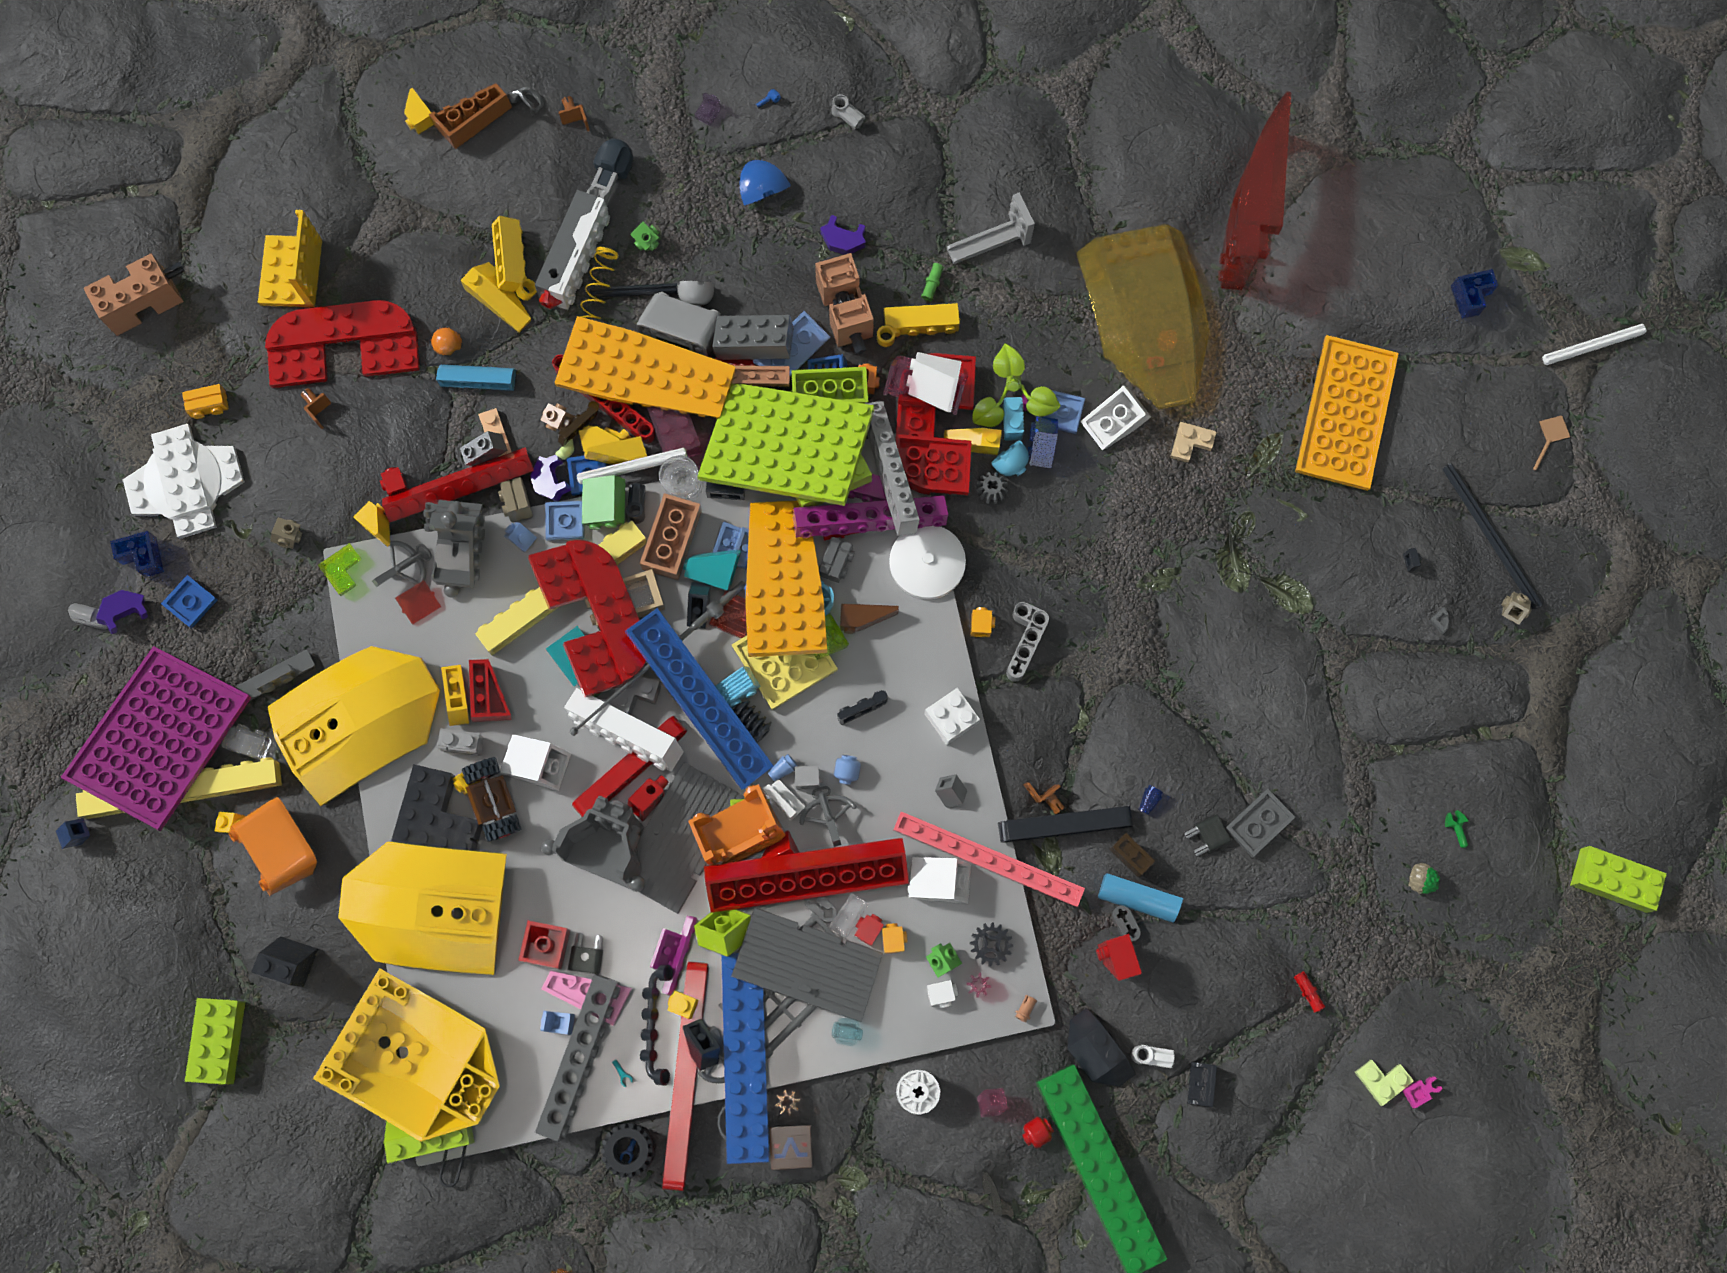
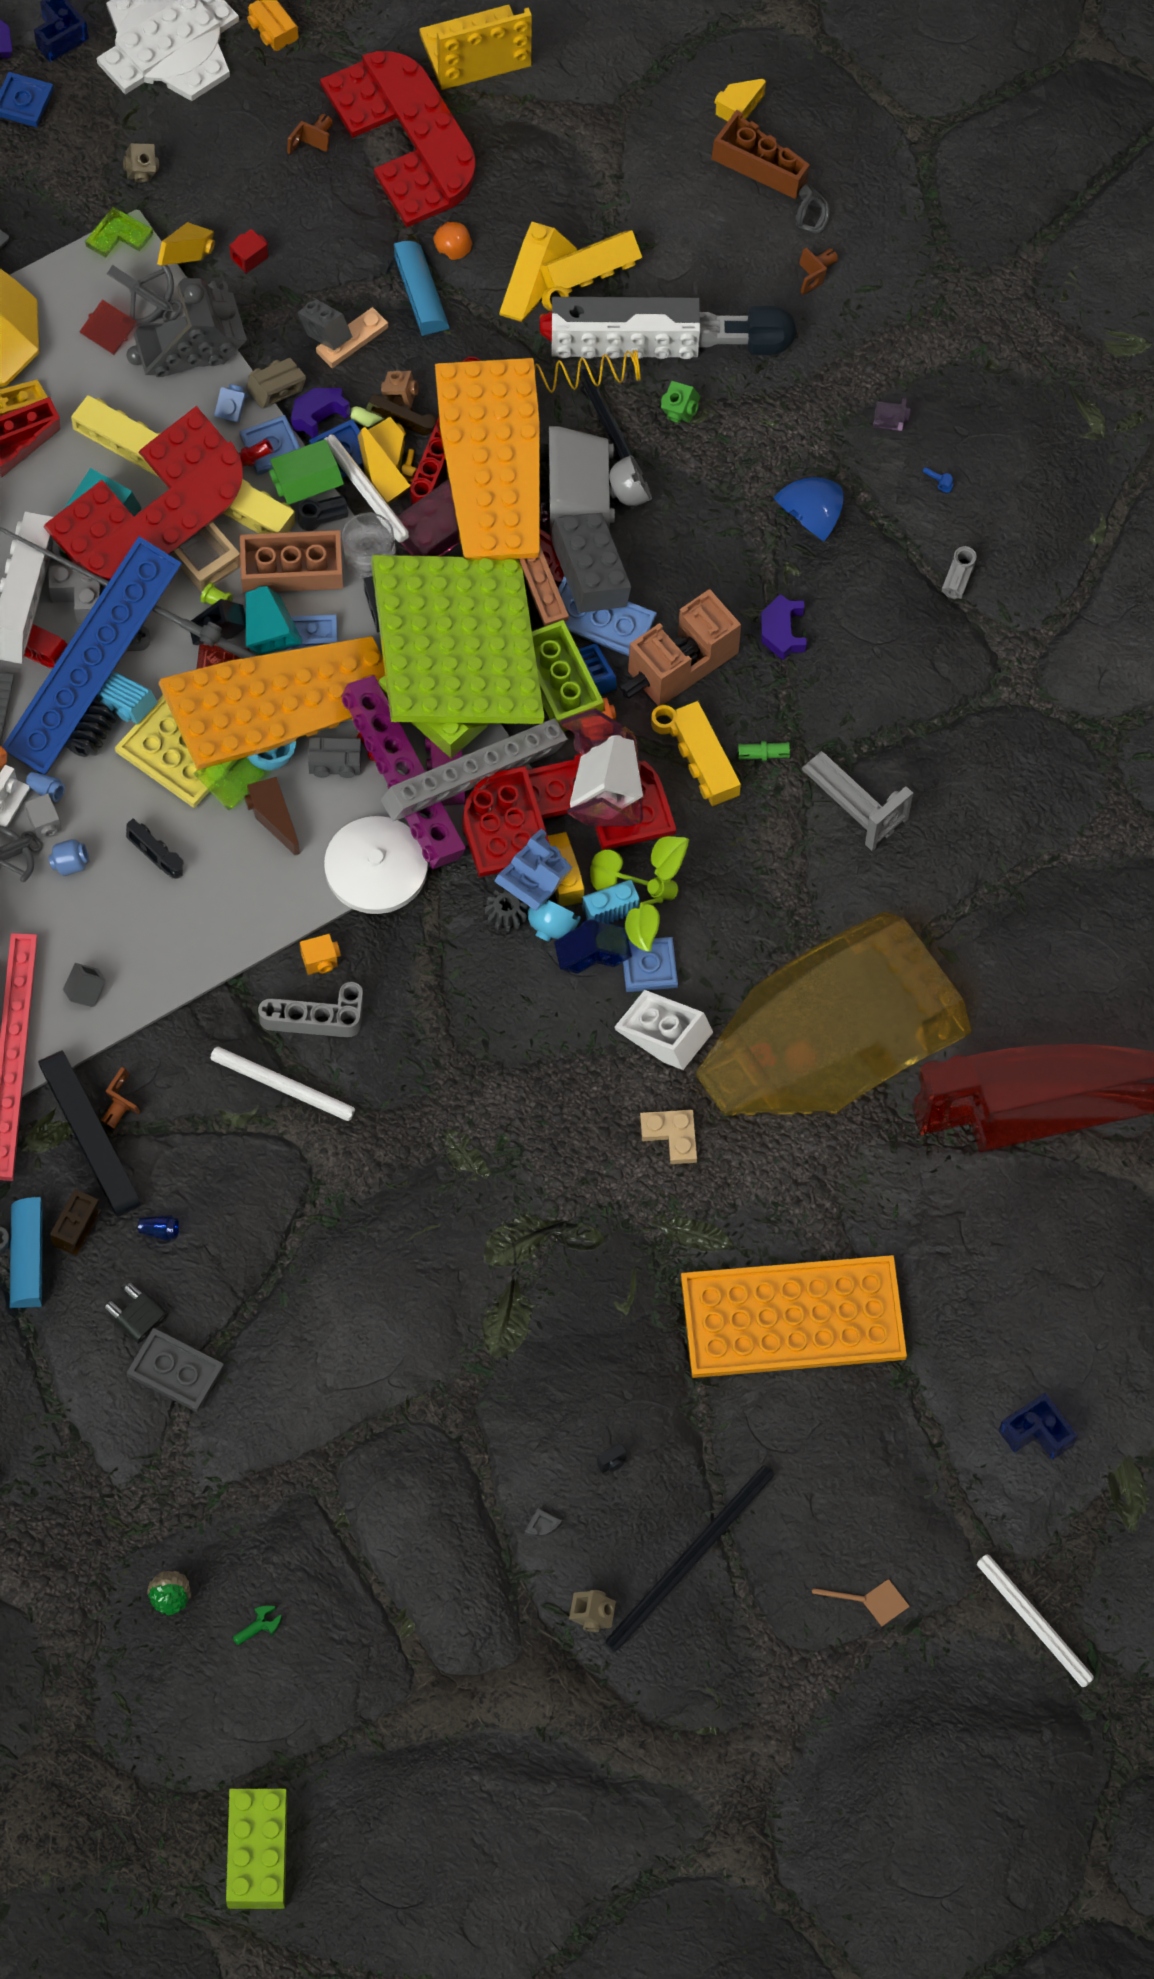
camera: 70 degrees right, 10 degrees down
(457, 484) = (272, 316): red brick -> none
(571, 530) = (252, 454): none -> red pin
(676, 598) = (212, 594): none -> lime bush
(951, 716) = (179, 953): white brick -> none
(983, 454) = (534, 872): none -> medium blue slope
(1068, 681) = (282, 1083): none -> white axle

